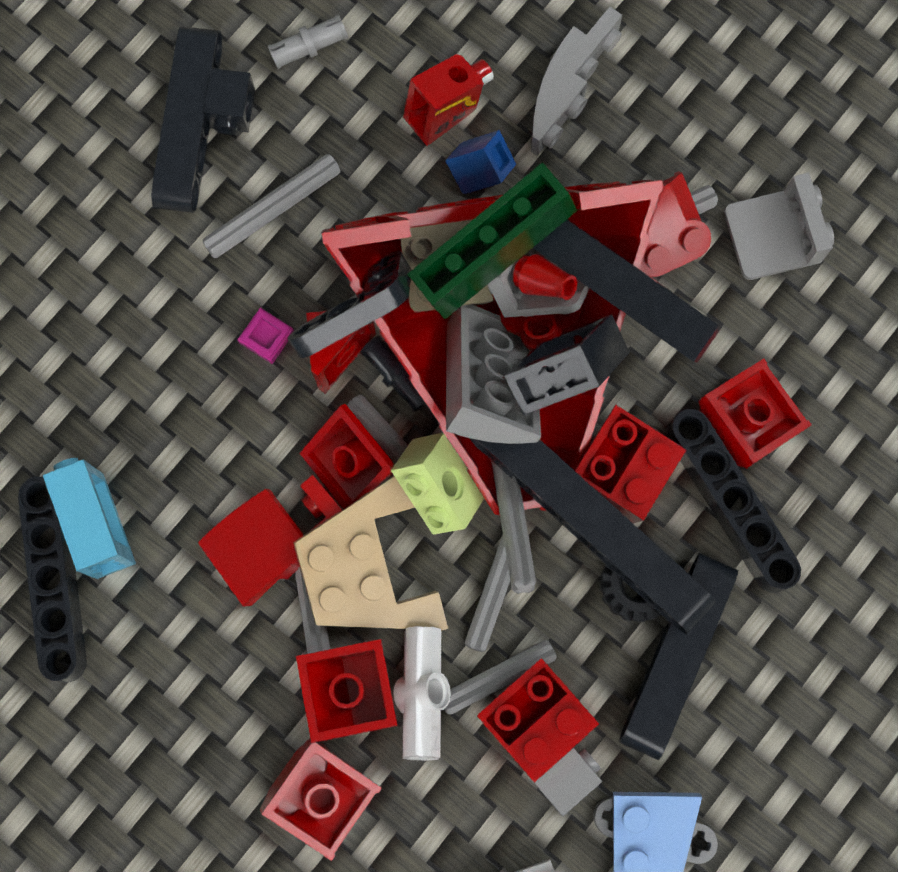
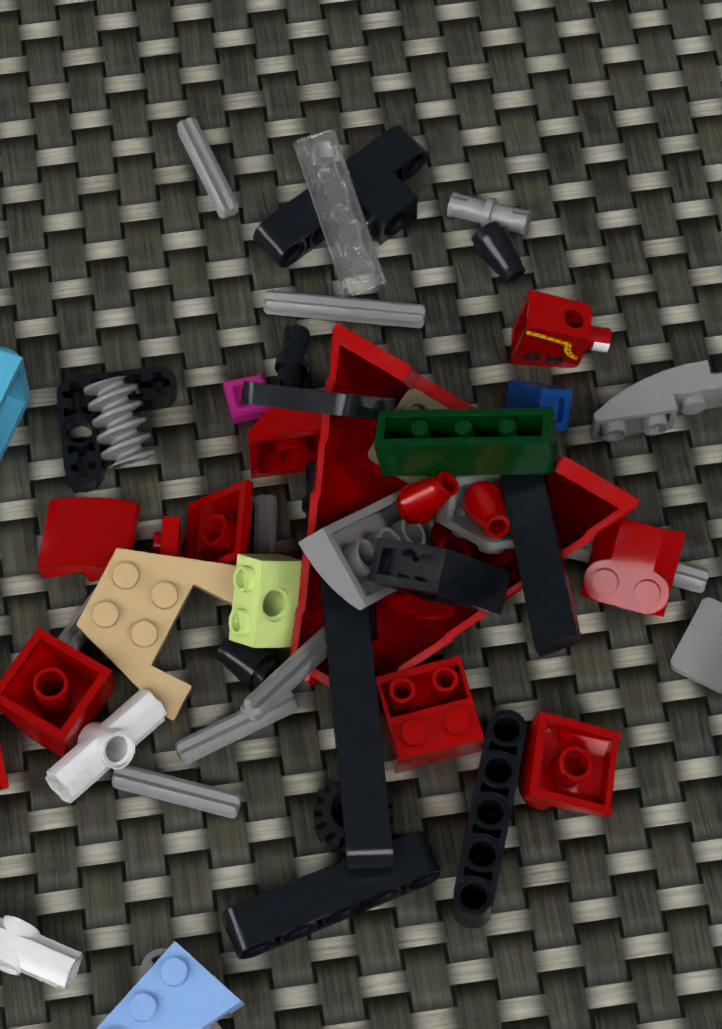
camera: 40 degrees right, 15 degrees down
(64, 179) = (207, 168): none -> light grey axle
(160, 436) = (68, 420): none -> black beam
(198, 439) = (118, 421): none -> light grey piece
(203, 133) = (339, 212): none -> clear plate
(276, 284) = (292, 363): none -> black pin
(343, 66) = (497, 249): none -> black cone
(465, 542) = (247, 663): none -> black cone
(490, 308) = (423, 499): none -> red cone
(537, 720) = (172, 842): red slope -> none
(569, 780) = (153, 908): light grey brick -> none

